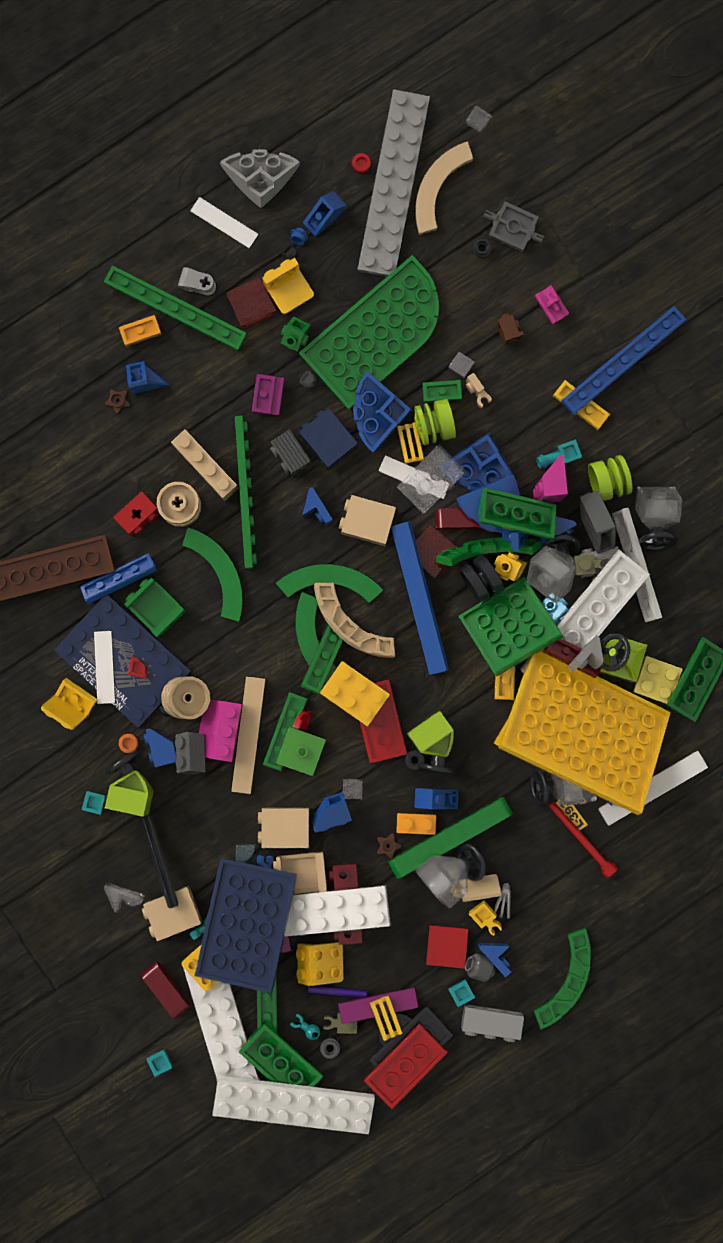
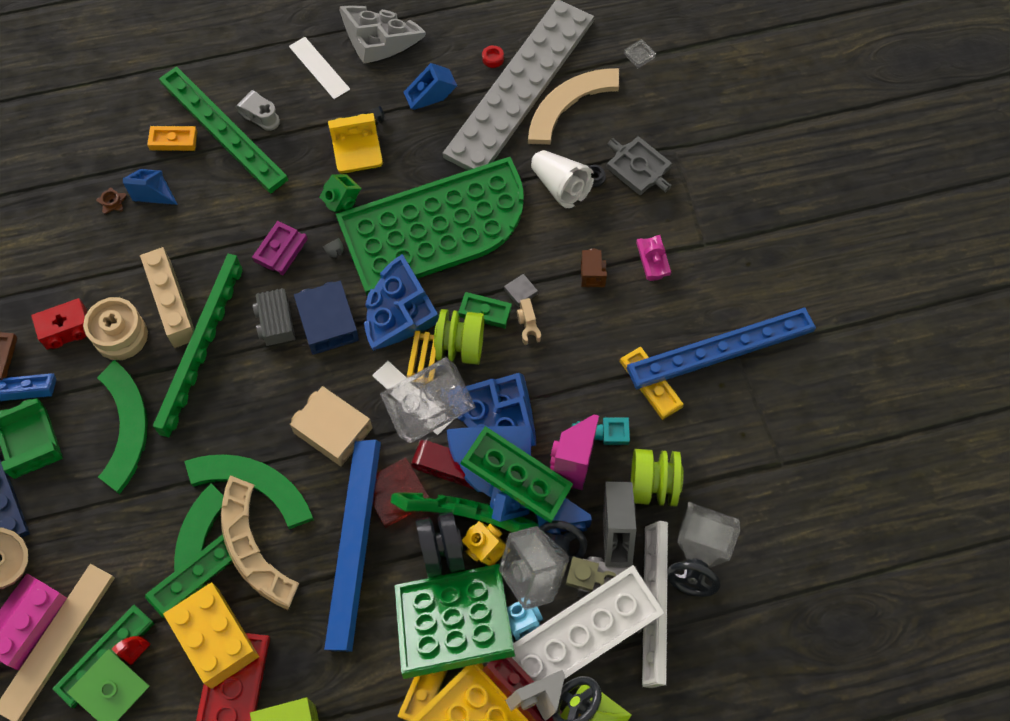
camera: 25 degrees right, 20 degrees down
(251, 302) = (308, 150): clear red plate -> none
(298, 236) = (391, 102): blue plate -> none
(314, 503) = (274, 385): blue slope -> none
(458, 259) = (563, 177): none -> white cone

